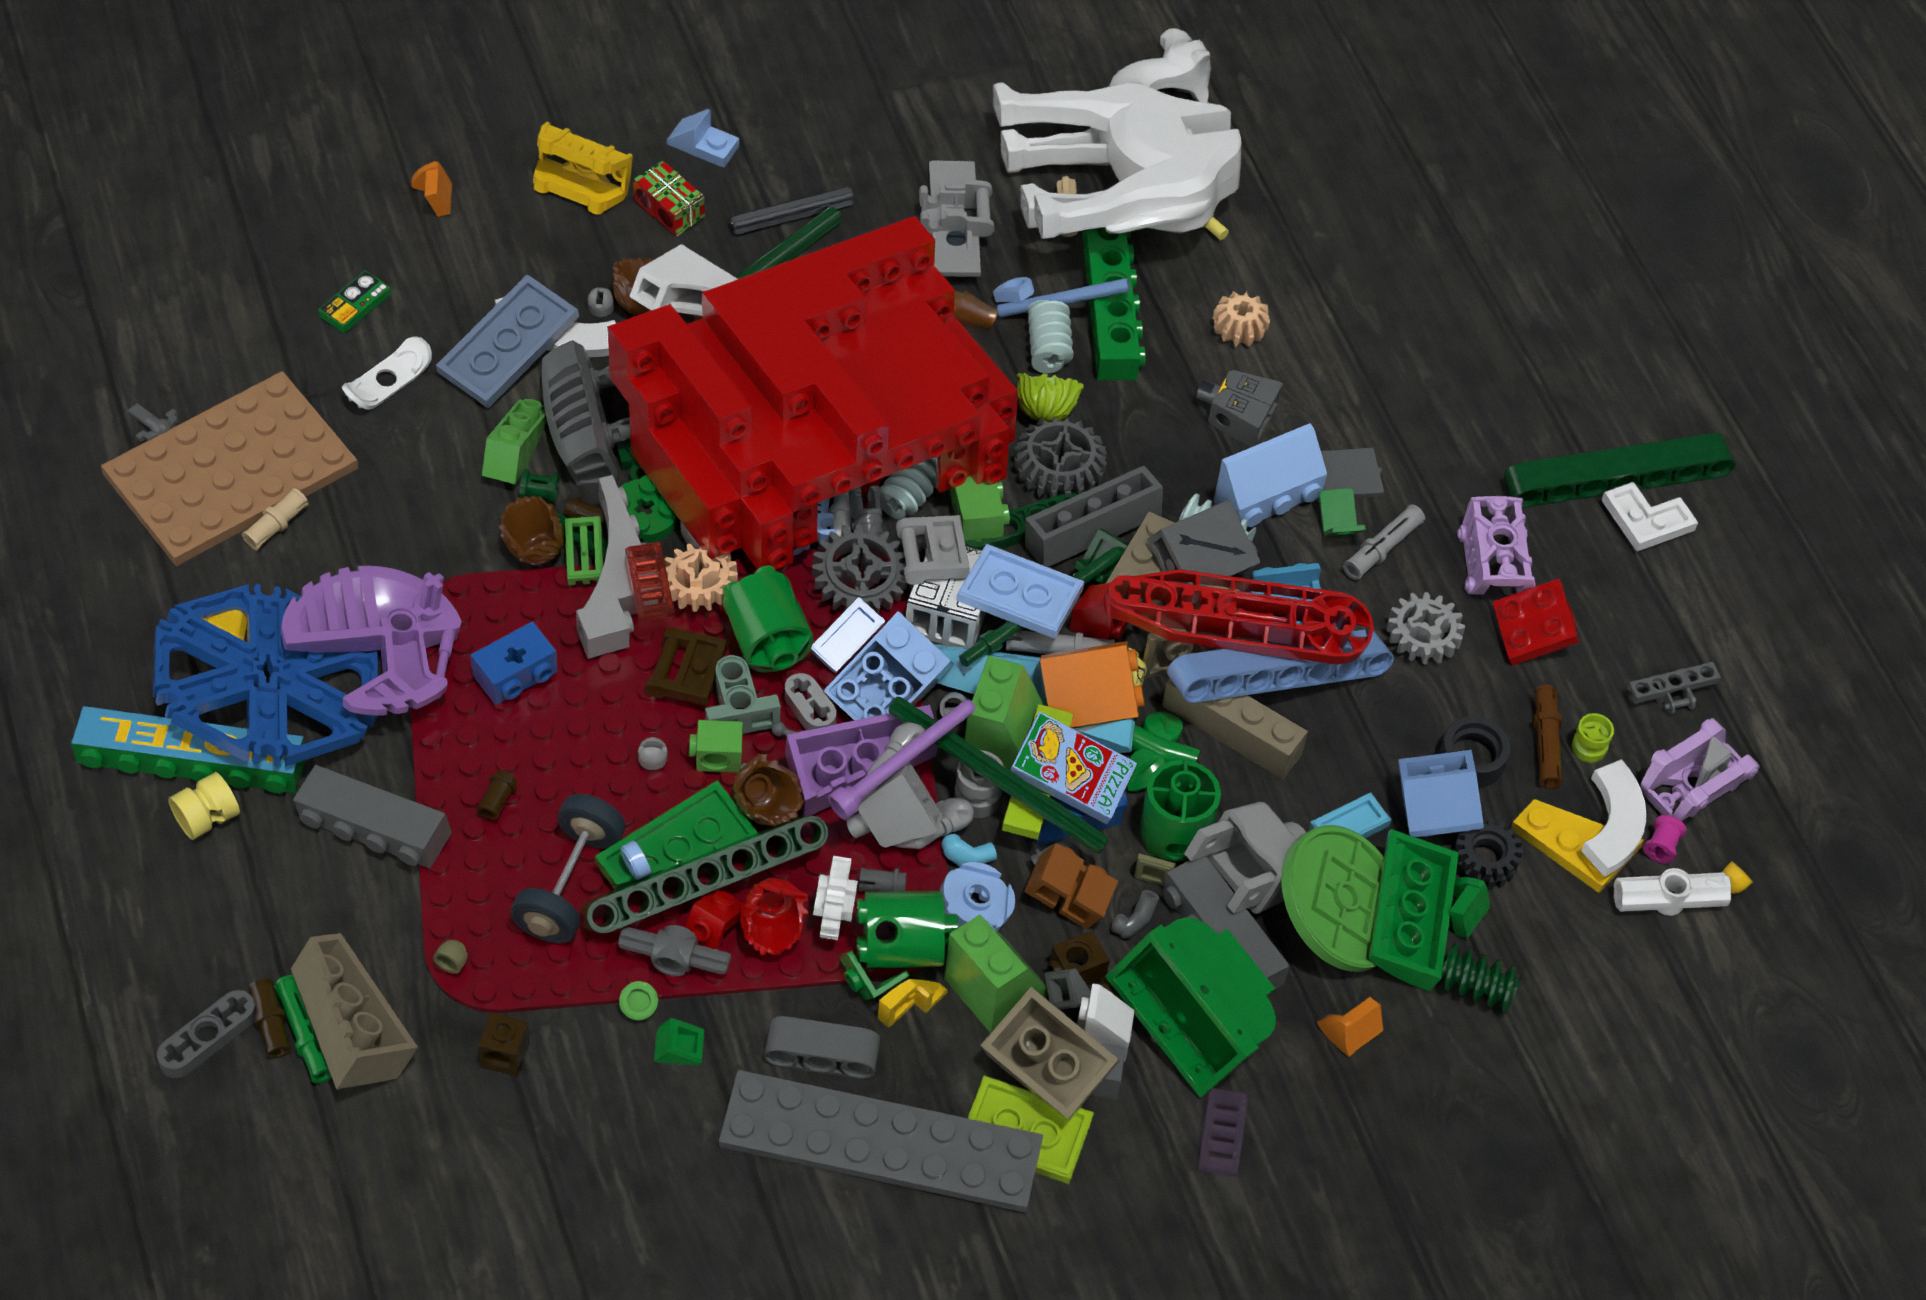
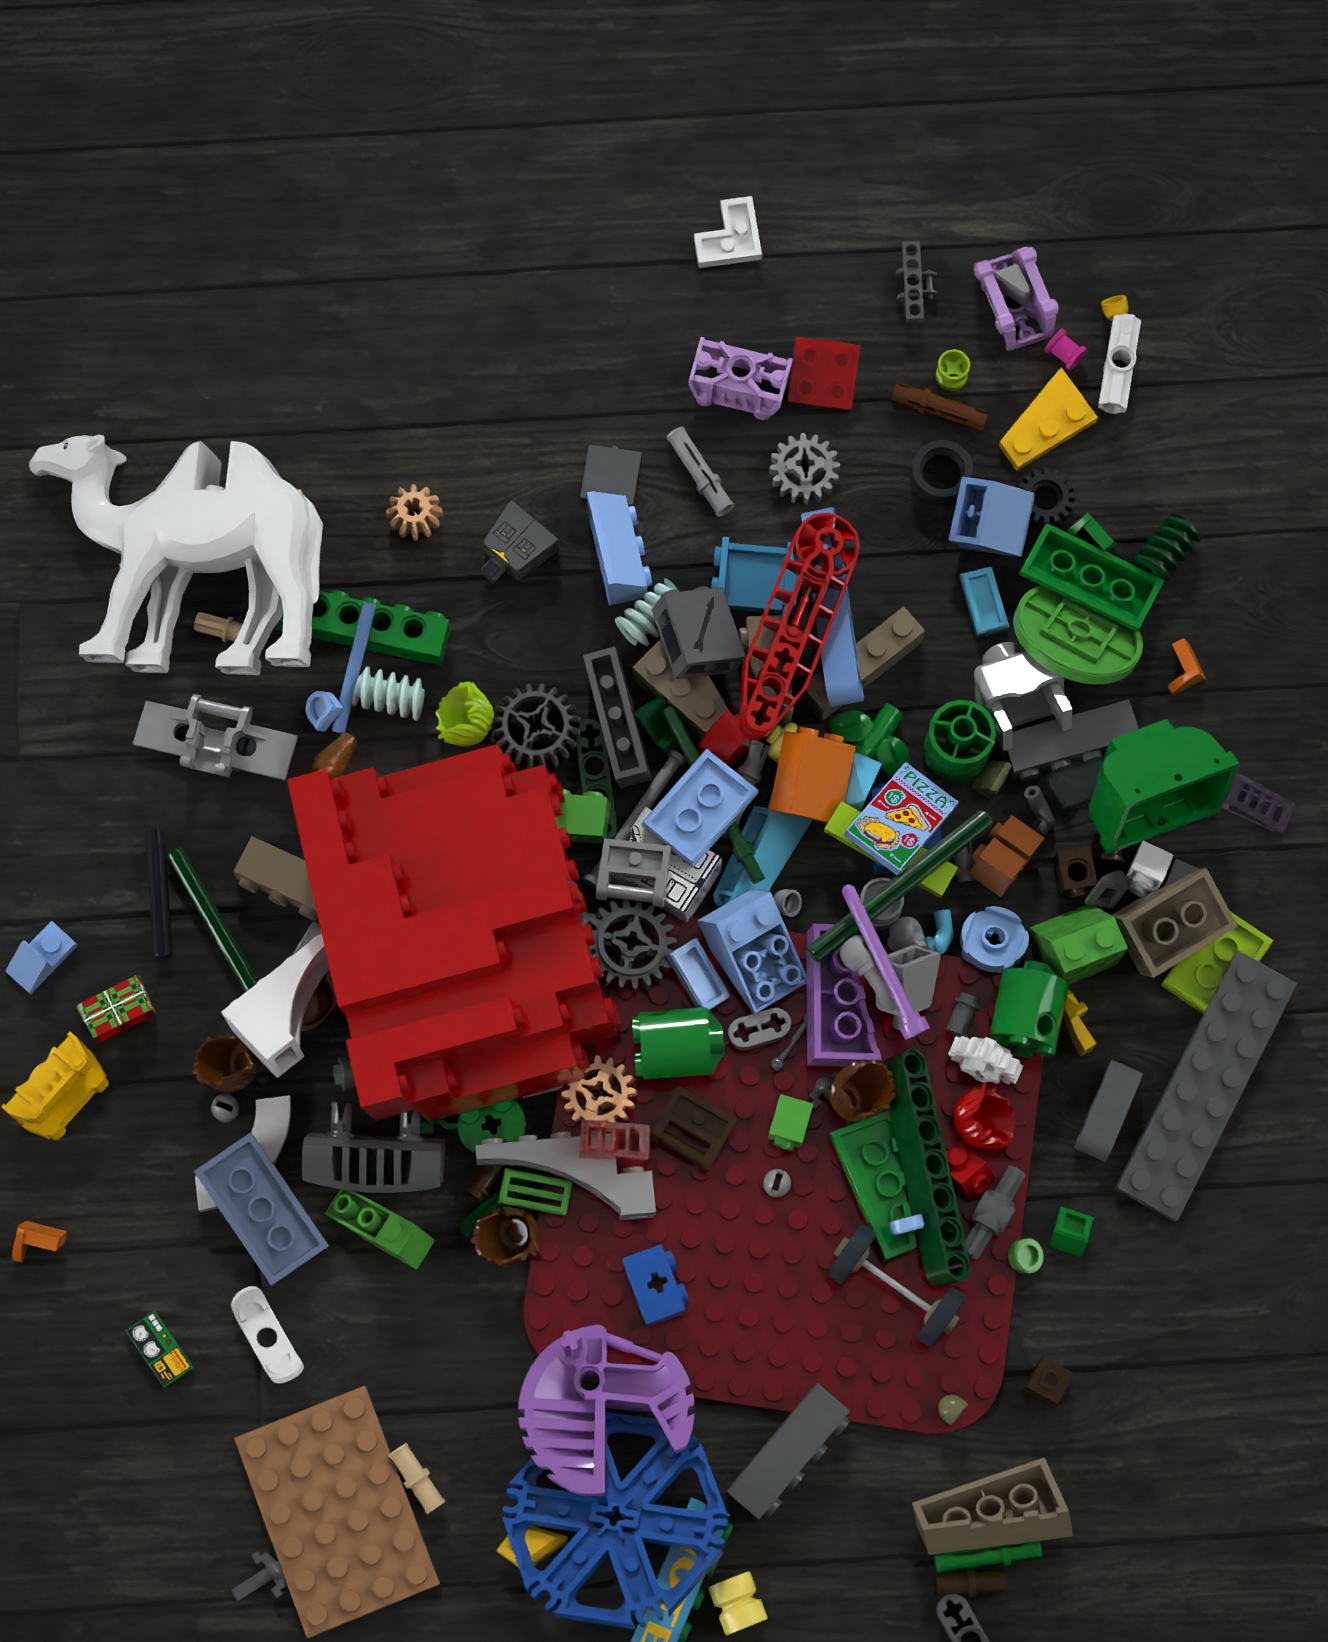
camera: 70 degrees left, 20 degrees up
(501, 787) = (792, 1332): dark brown pin -> none
(540, 486) = (444, 1229): dark green bush -> none
(740, 693) = (737, 1099): sand green tile -> none
(859, 980) = (1061, 1054): green bracket -> none
(1003, 710) = (822, 865): bright green slope -> none
(1338, 513) = (665, 501): green bracket -> none
(1599, 471) = (674, 241): dark green beam -> none
(1625, 819) = (1043, 373): white tile -> none

